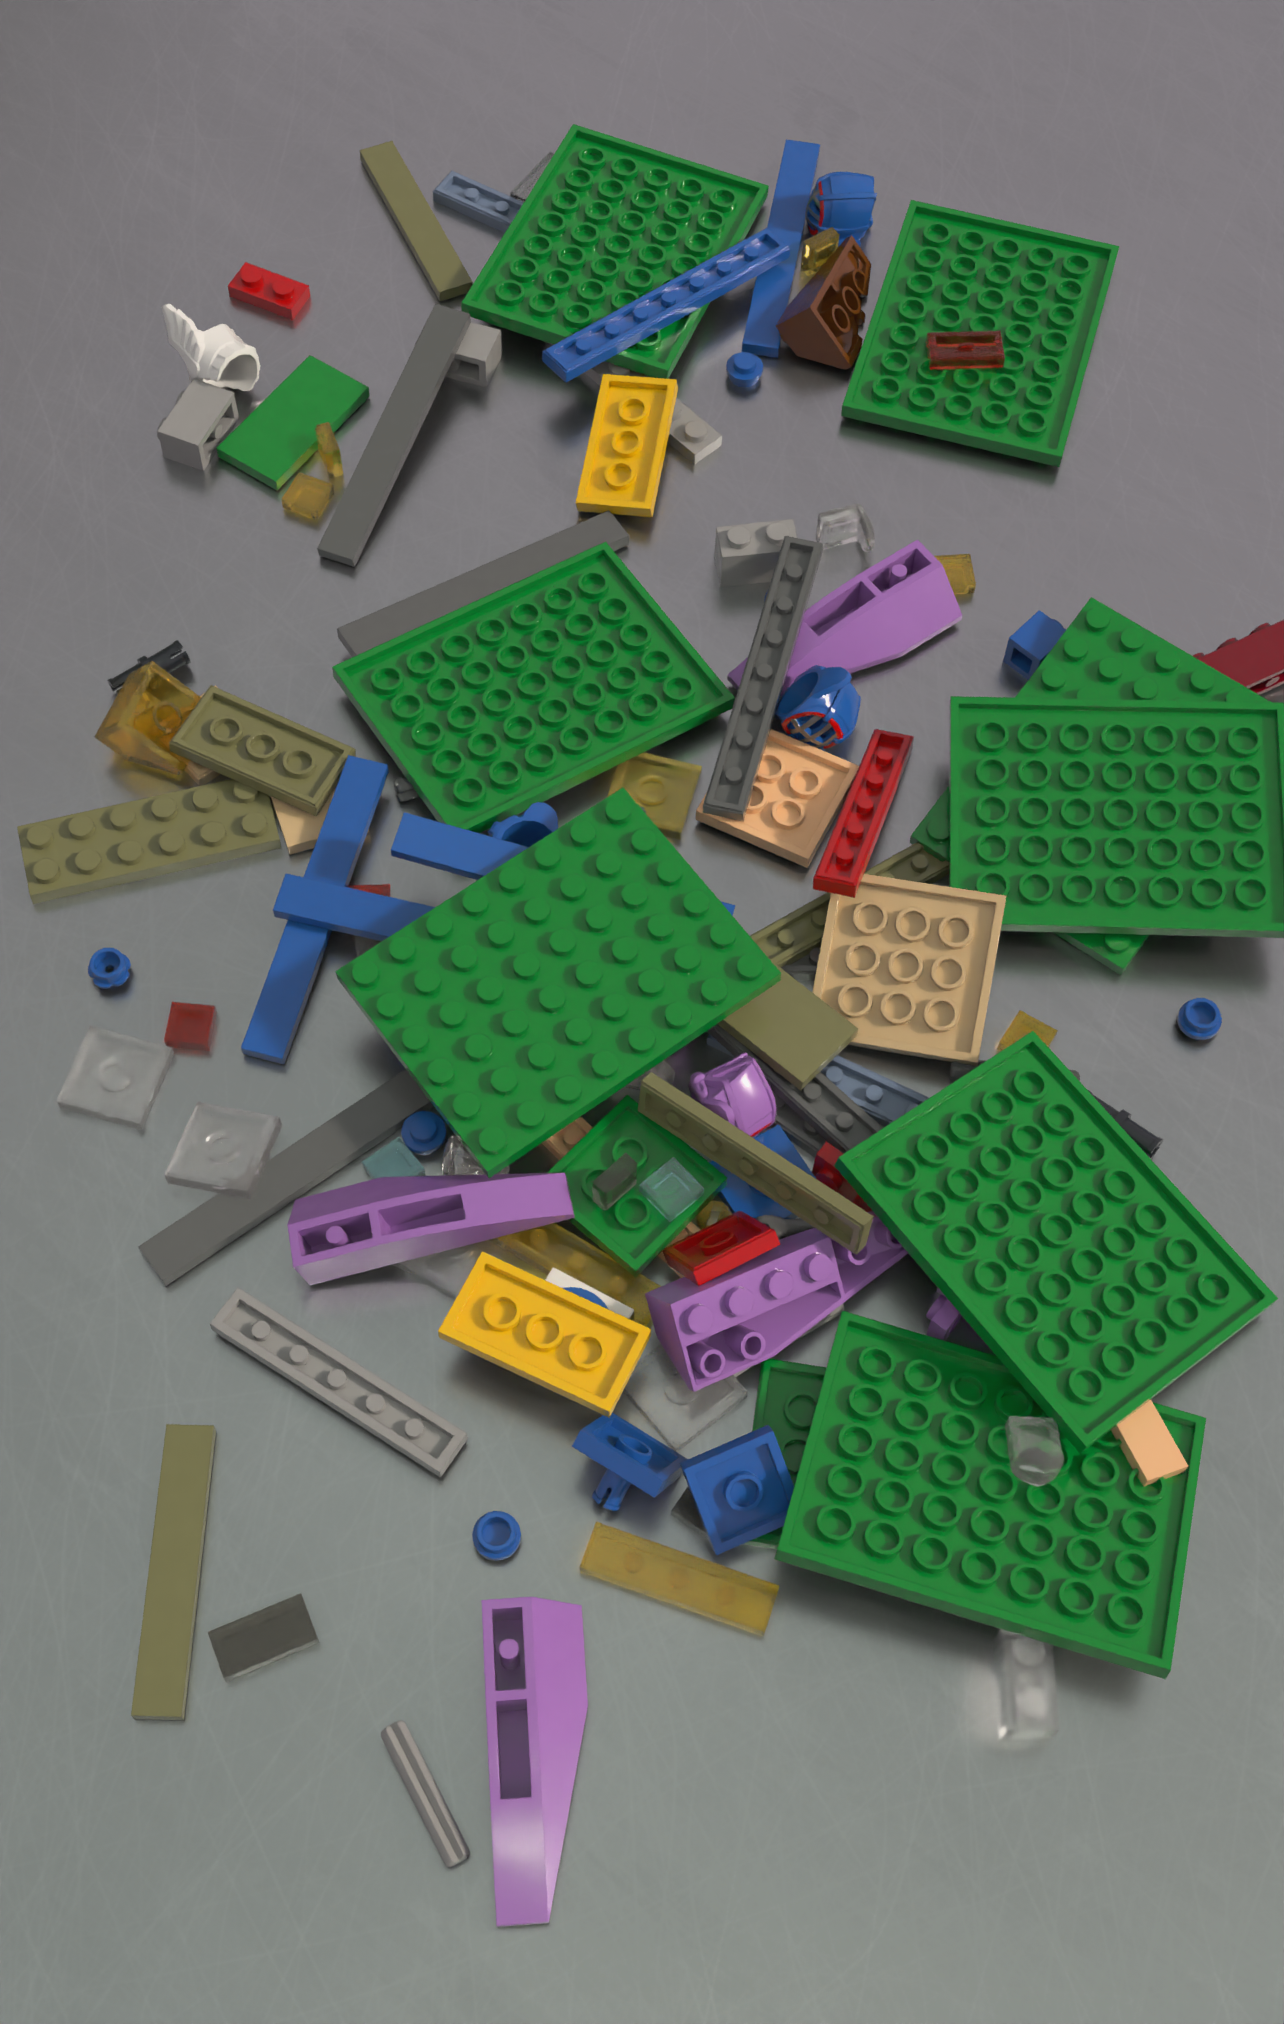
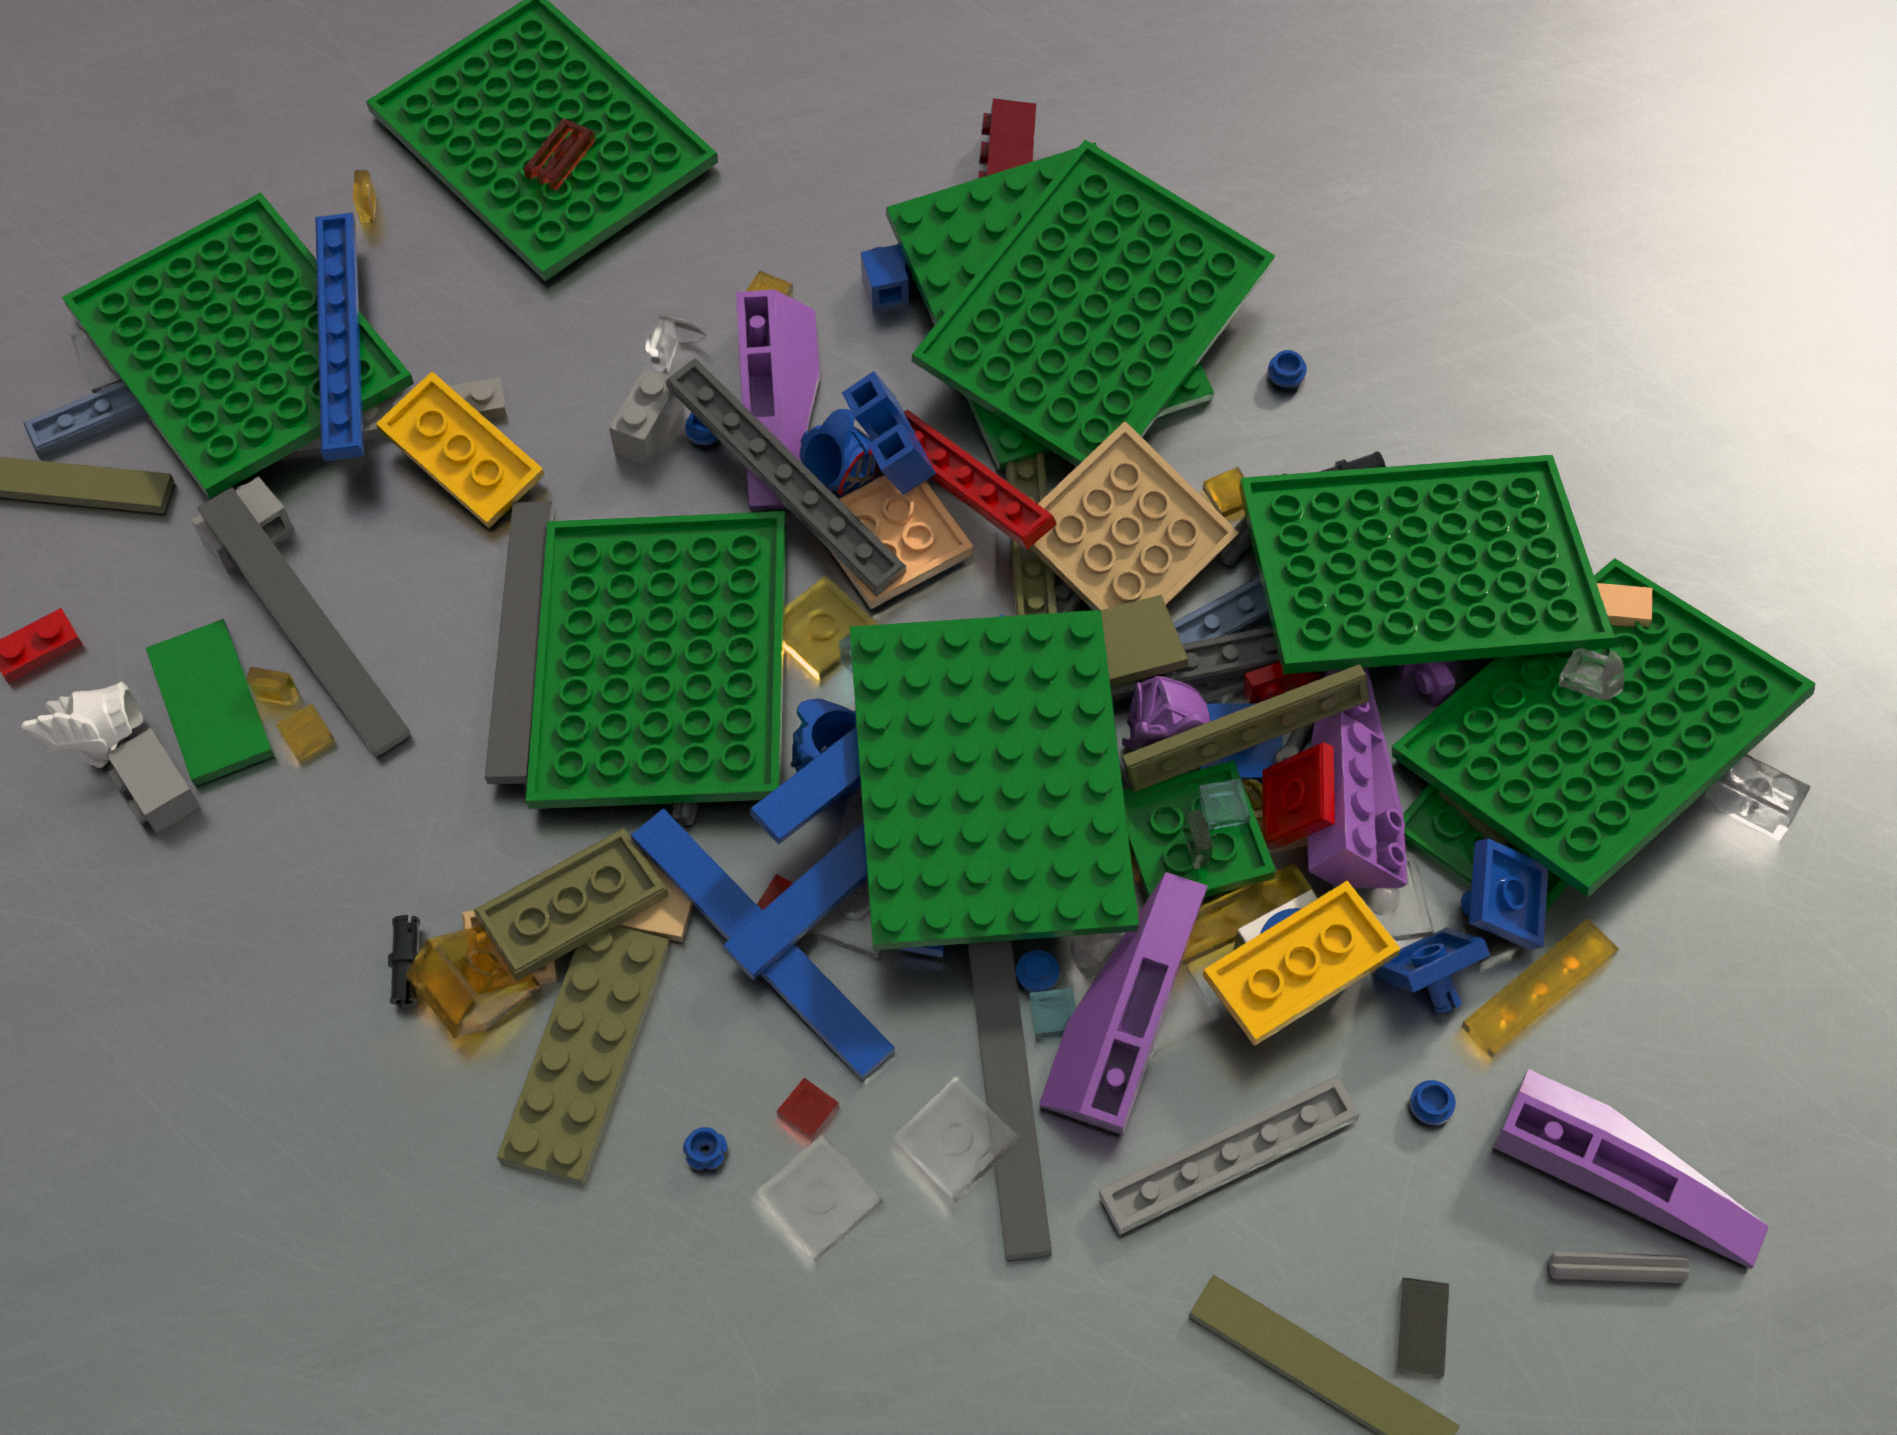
camera: 55 degrees left, 0 degrees up
(744, 369) = (440, 322): blue plate -> none
(787, 222) = (305, 202): blue tile -> none
(827, 311) = (430, 227): reddish brown wedge -> none
(843, 203) = (338, 144): blue piece -> none
(846, 744) = (891, 434): none -> blue arch

